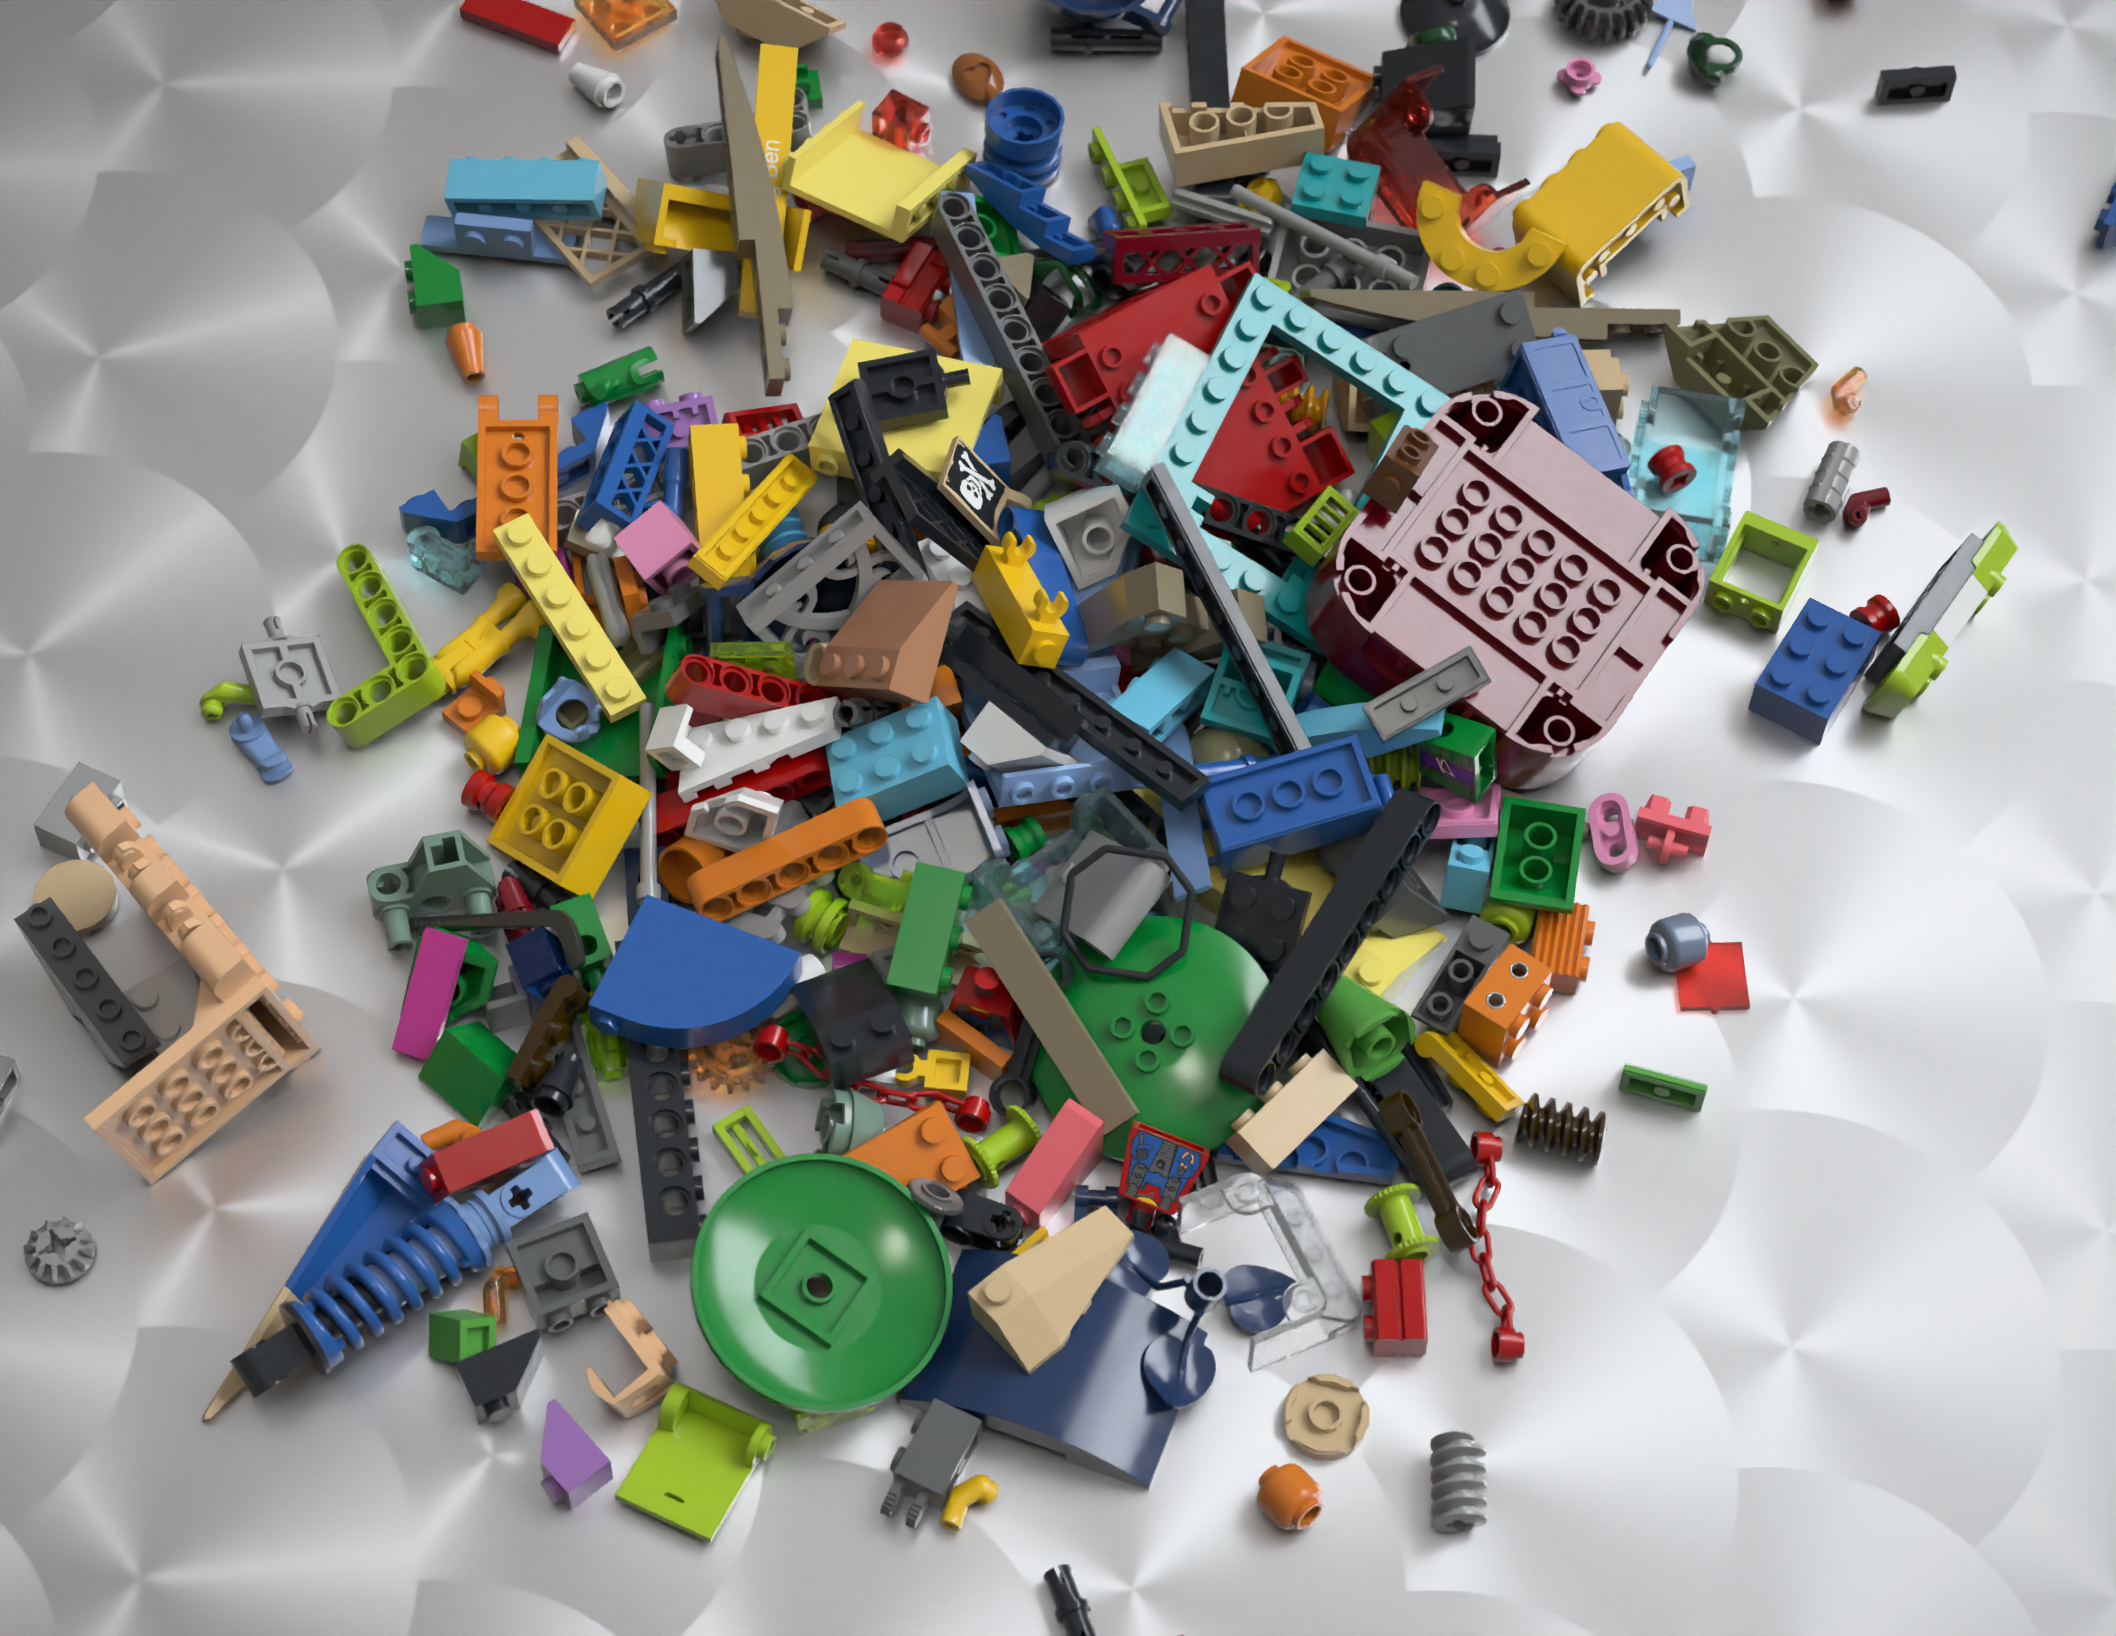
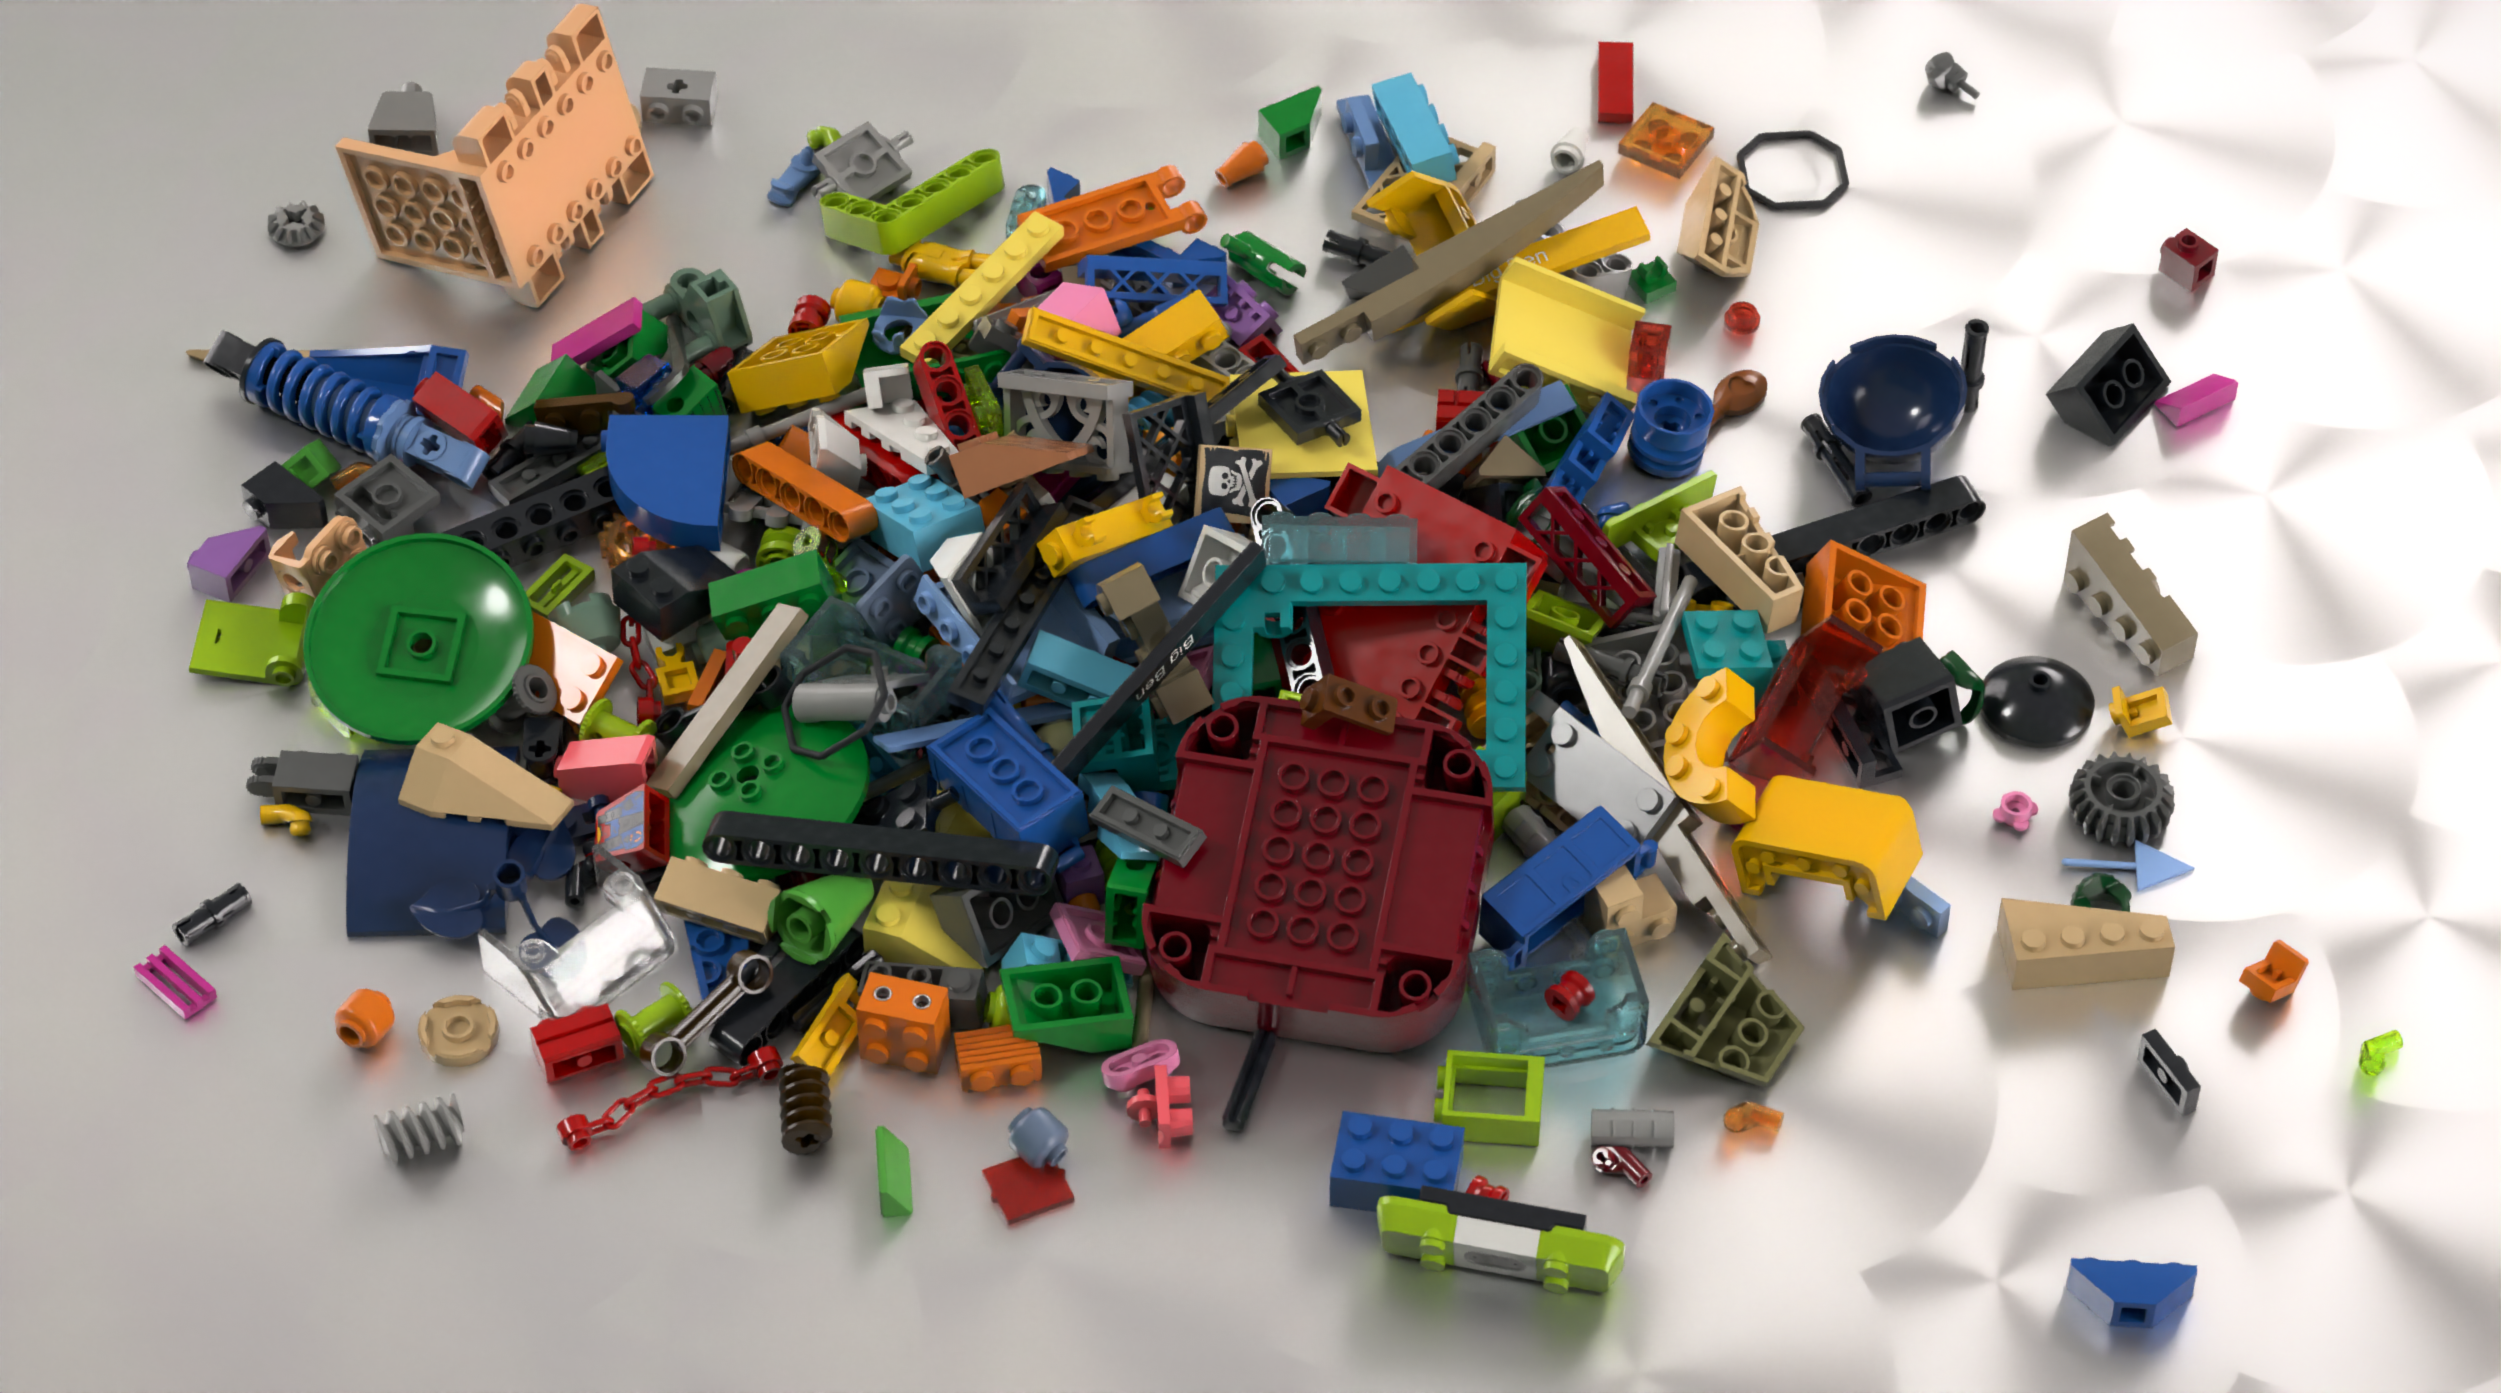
camera: 70 degrees right, 10 degrees down
(1660, 756) = (1248, 1080): none -> black axle
(1752, 96) = (2081, 944): none -> tan wedge

